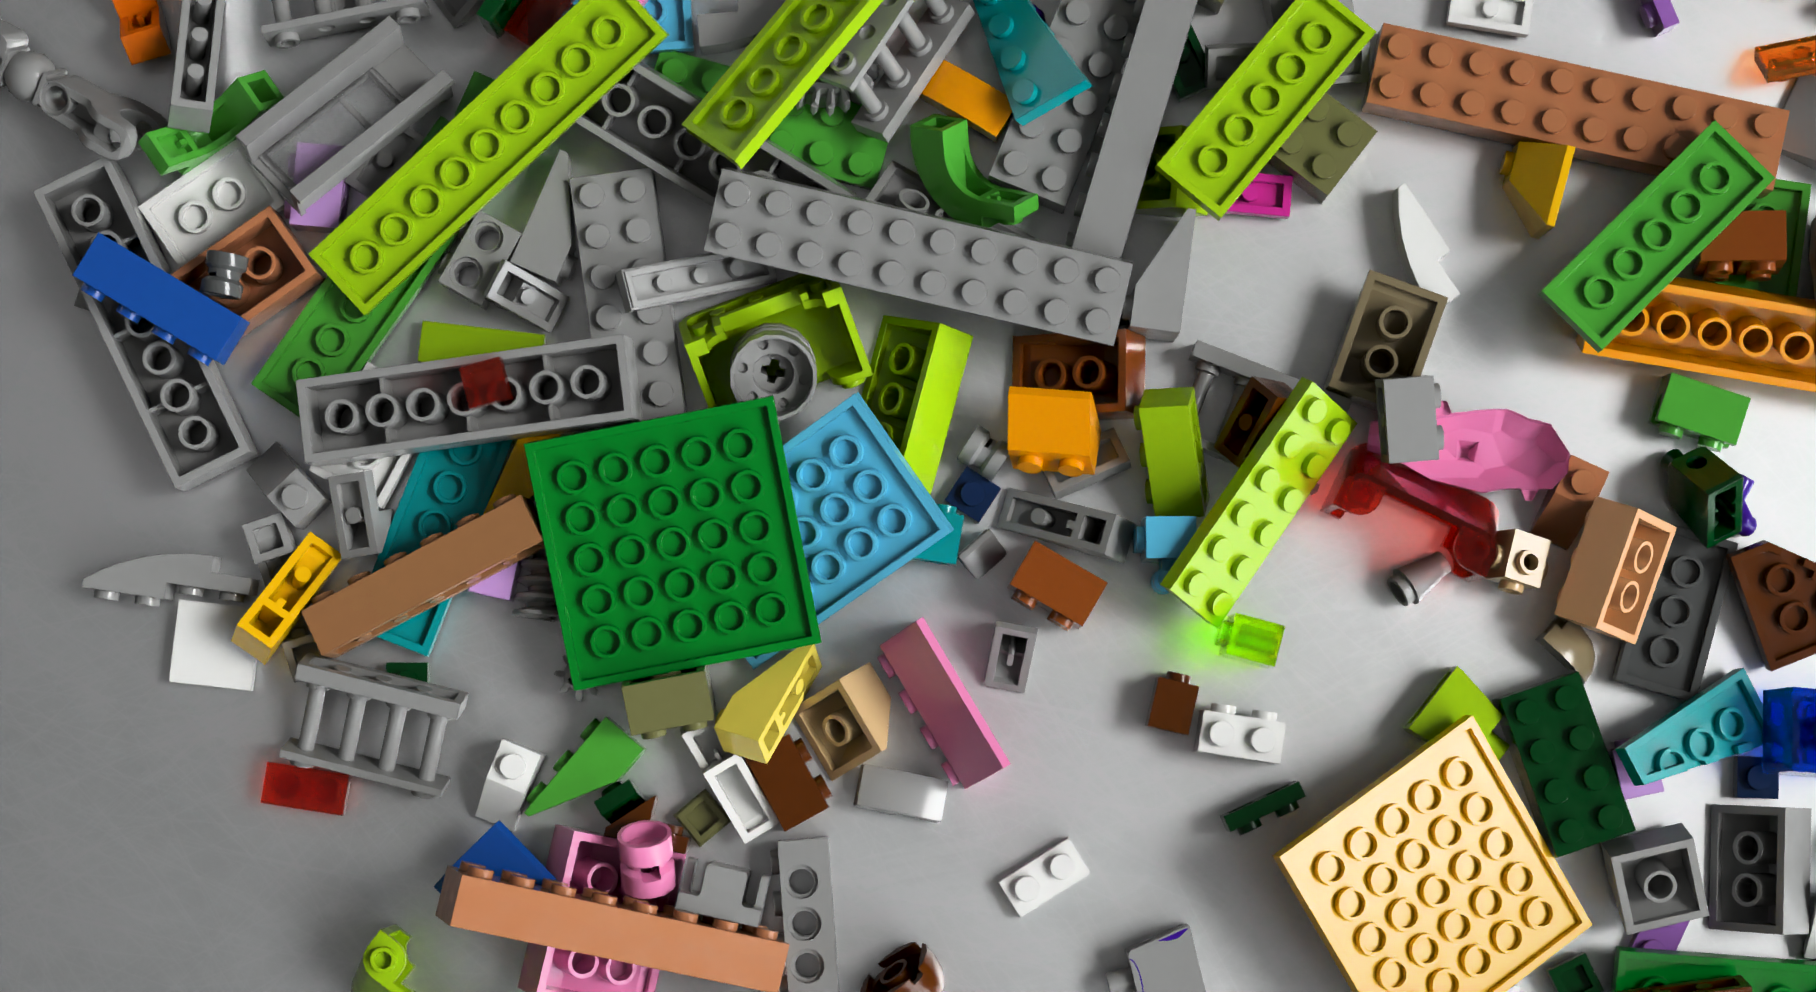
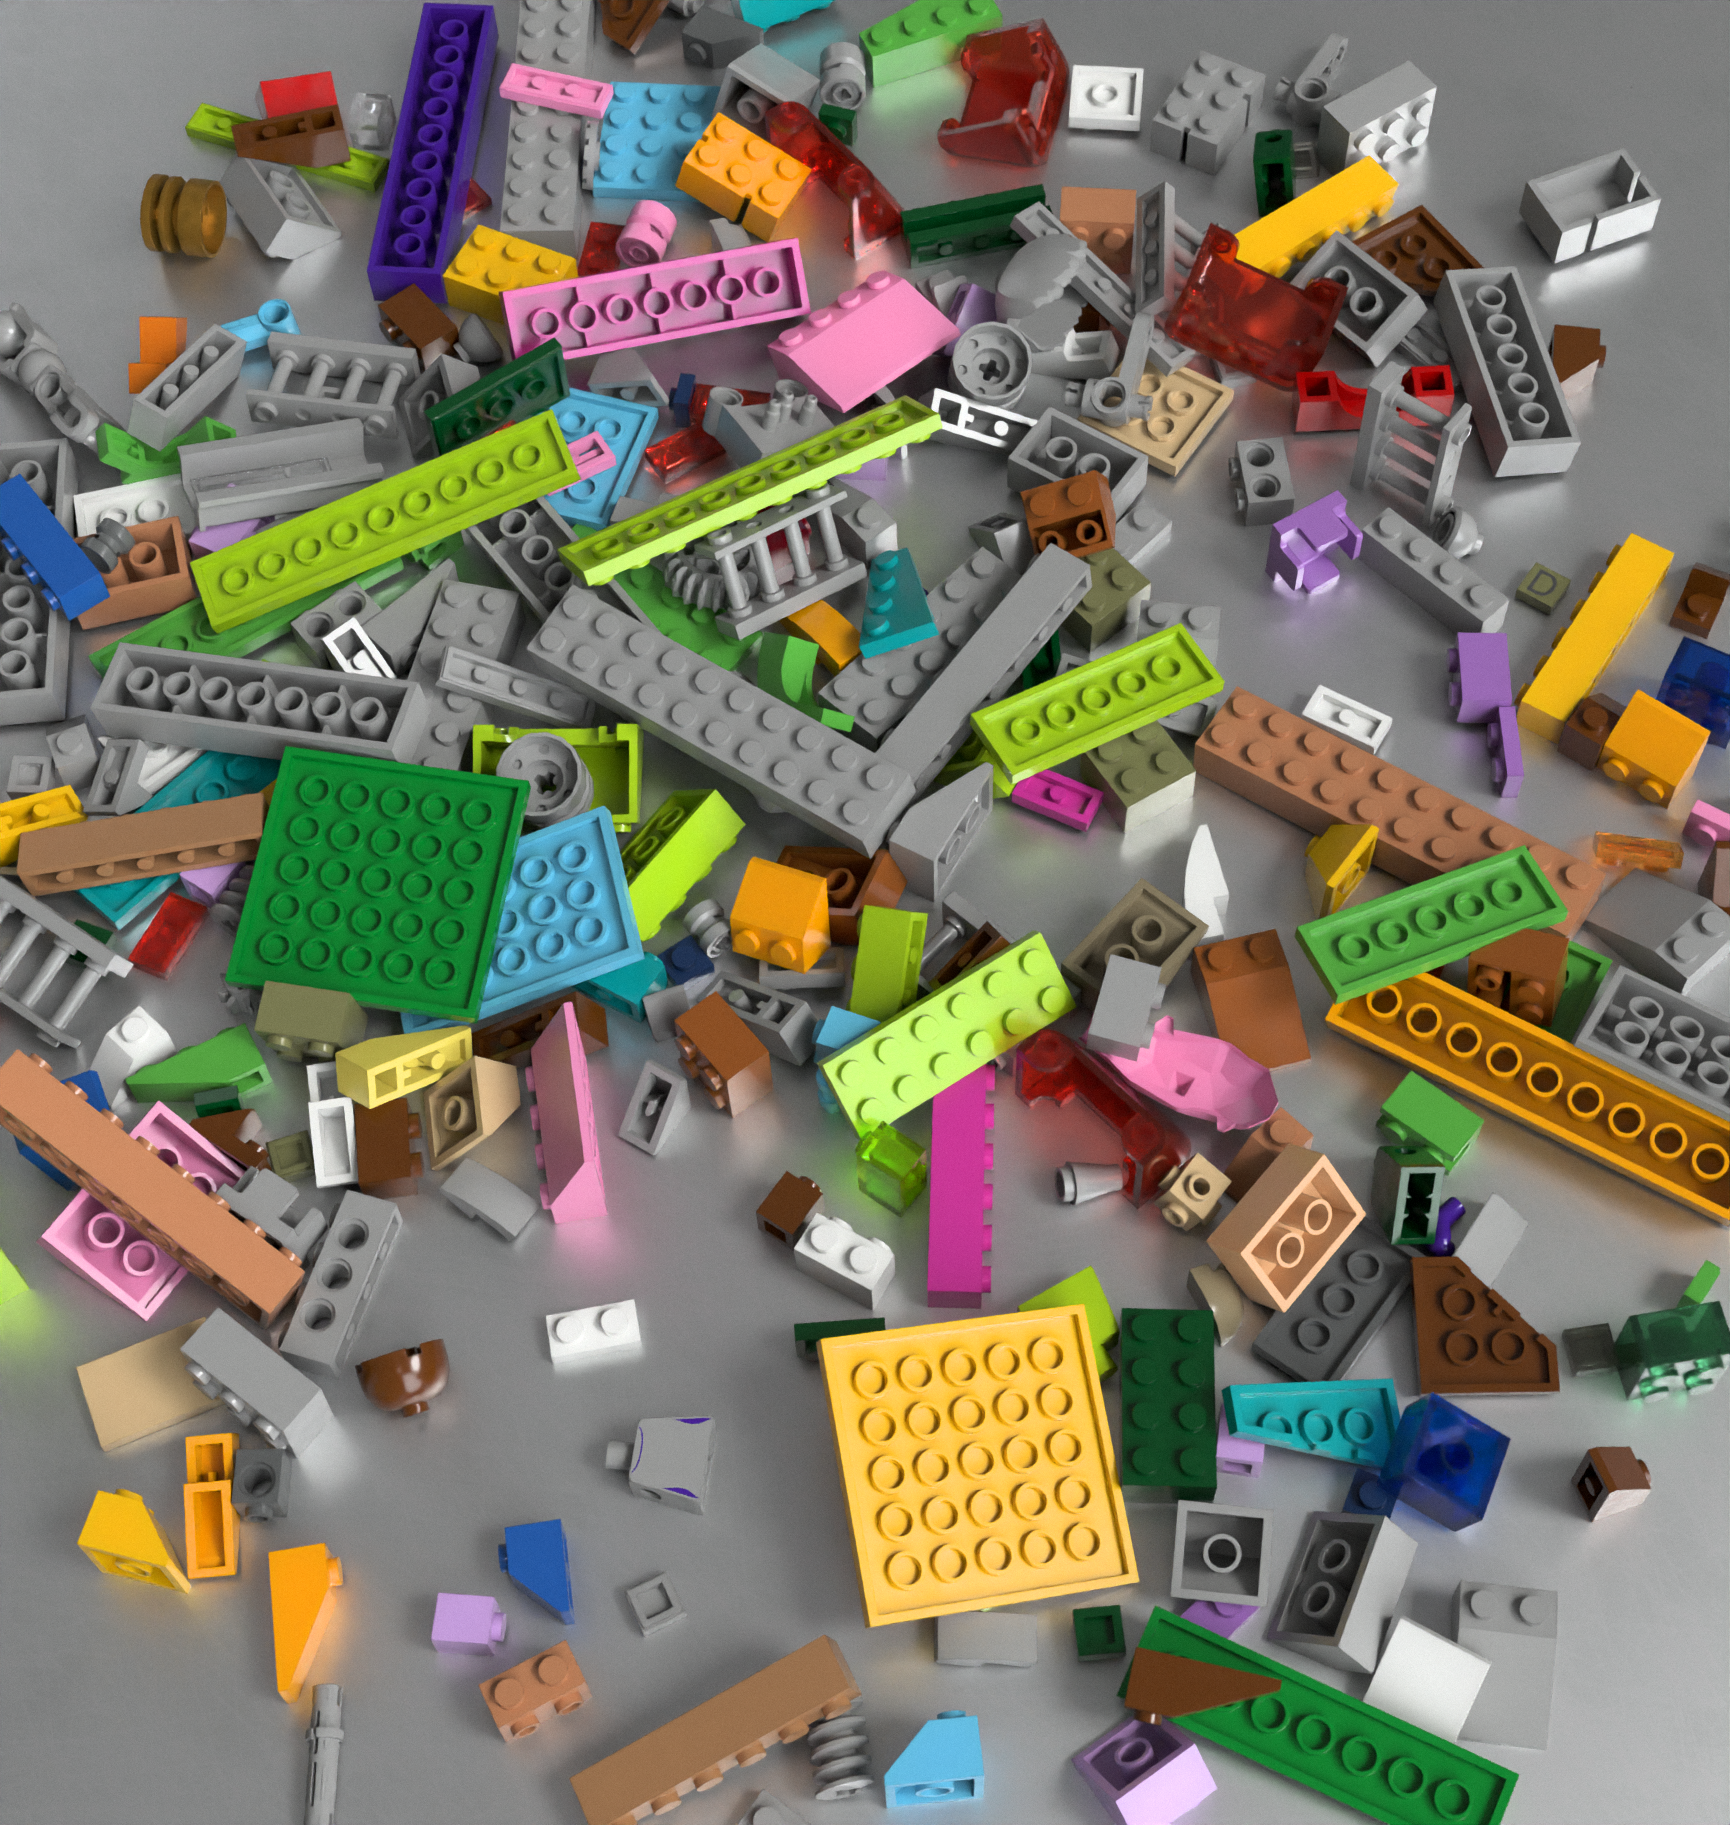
camera: 25 degrees right, 25 degrees down
(479, 644) = (169, 936): none -> clear red plate
(485, 383) = (278, 684): clear red tile -> none
(646, 859) = (218, 1136): bright pink wheel -> none
(876, 621) = (514, 1037): none -> reddish brown slope
(1315, 635) = (959, 1192): none -> dark pink brick
(1503, 349) = (1251, 998): none -> dark orange slope
(1782, 505) = (1491, 1239): none -> light grey slope

